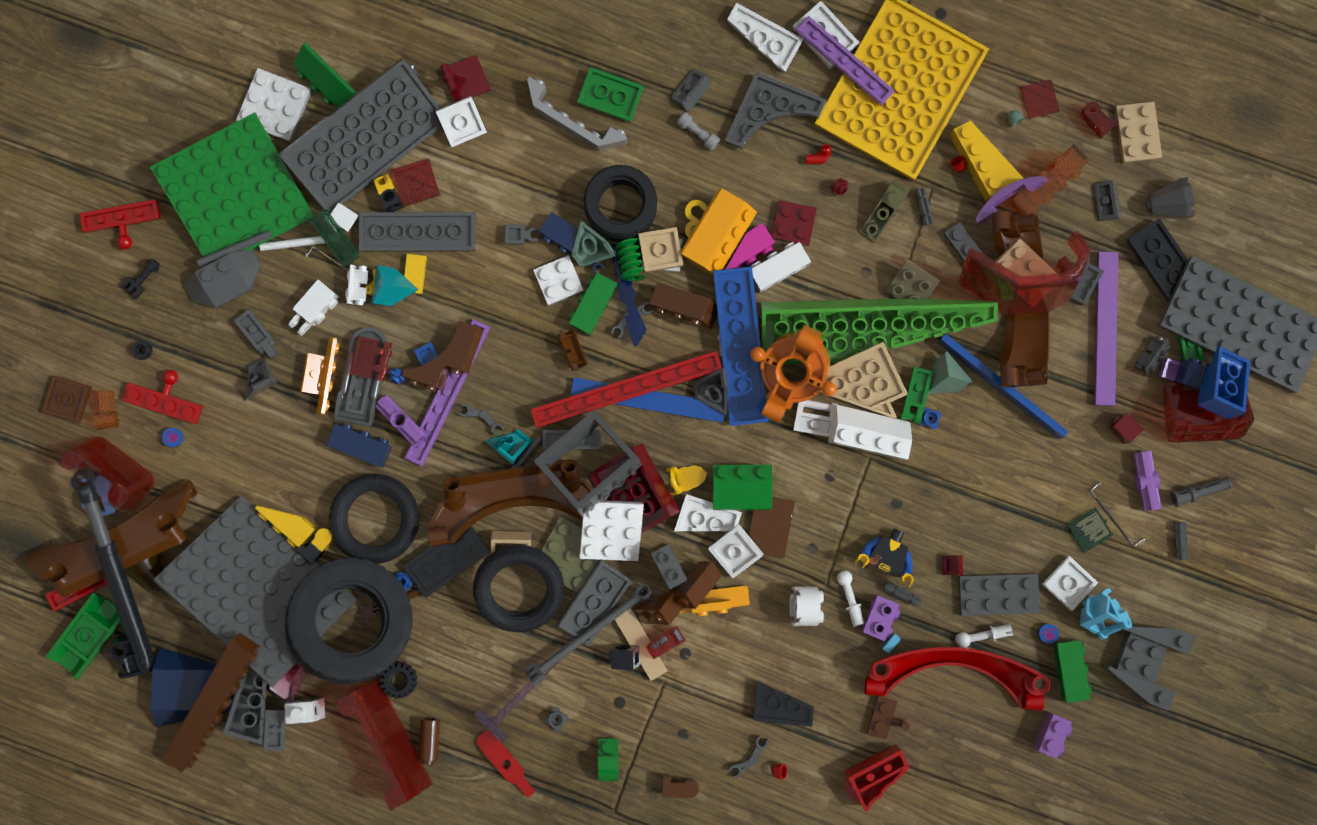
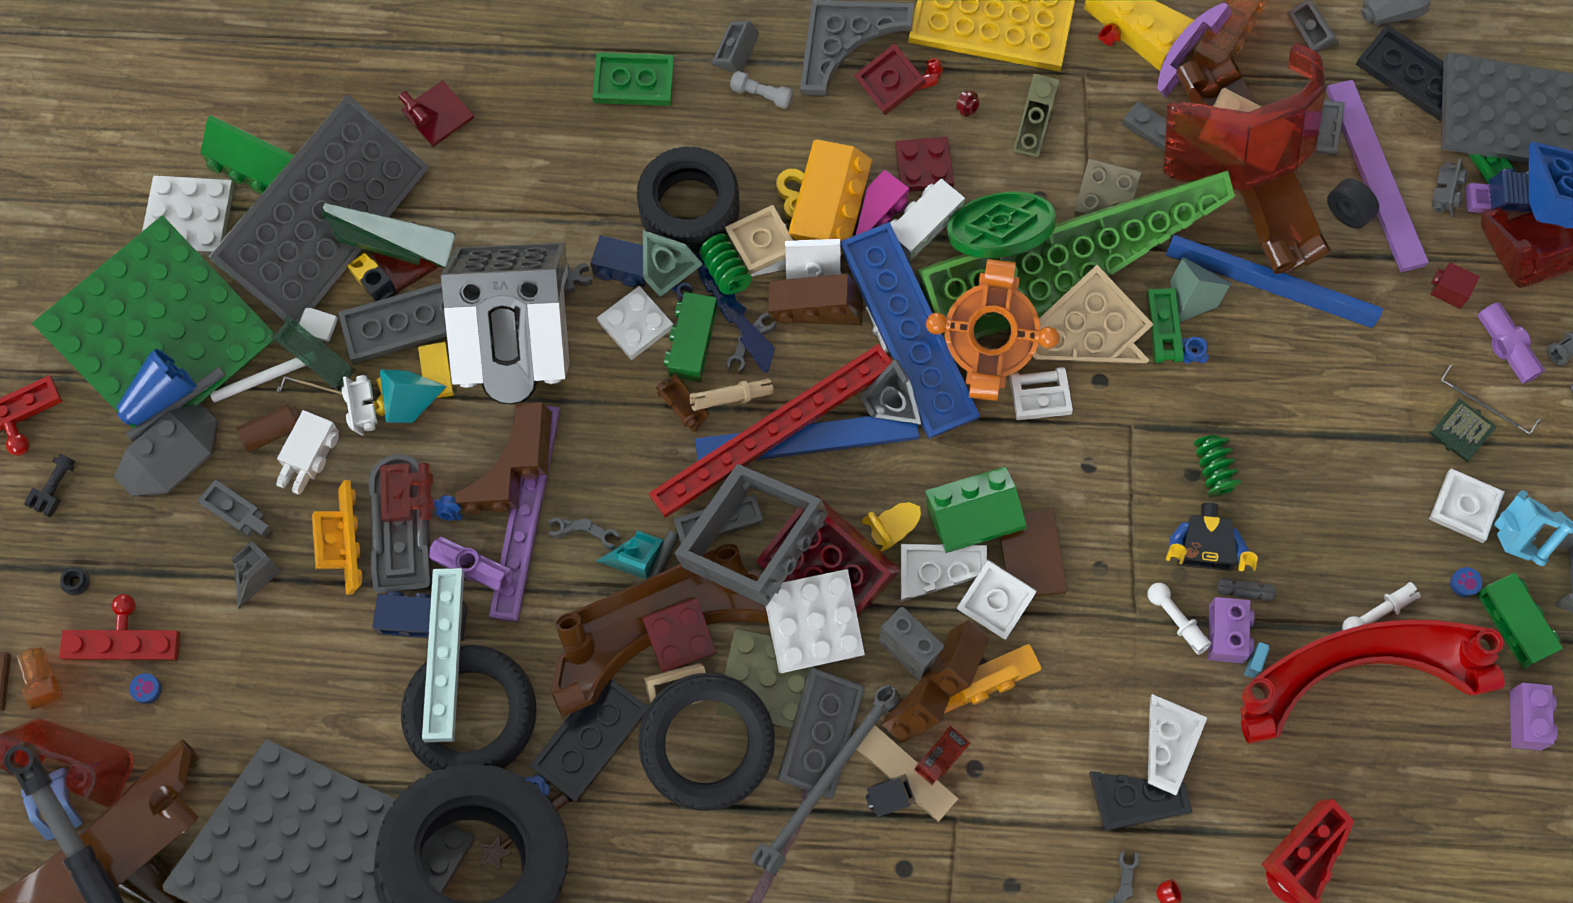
camera: 15 degrees left, 15 degrees down
(223, 236) = (154, 389): none -> blue cone
(292, 282) = (268, 427): none -> reddish brown brick
(295, 527) = (350, 756): yellow slope -> none
(318, 546) = (397, 775): leg -> none
(366, 480) = (443, 655): none -> light aqua plate
(407, 170) = (389, 235): none -> wedge
(426, 353) = (479, 465): blue plate -> none
(461, 121) = (445, 161): white plate -> none
(470, 257) = (506, 318): none -> piece
(522, 510) = (679, 634): none -> dark red plate
(606, 355) = (741, 392): none -> tan pin
(612, 139) = (653, 128): light grey slope -> none
(690, 278) = (812, 258): none -> white plate
(790, 152) = (890, 79): none -> dark red plate
(806, 606) = (1122, 642): white brick -> none
(815, 679) = (1171, 742): none -> white wing
(828, 291) = (1001, 224): none -> green plate
(871, 433) = (1123, 391): white slope -> none
(883, 717) = (1287, 770): reddish brown plate -> none
(914, 505) = (1216, 465): none -> green piece
(924, 206) = (1085, 97): dark grey axle -> none
(952, 565) = (1300, 528): dark red plate -> none
(999, 594) = (1378, 551): dark grey plate -> none
(1079, 348) = (1353, 203): none -> black tyre

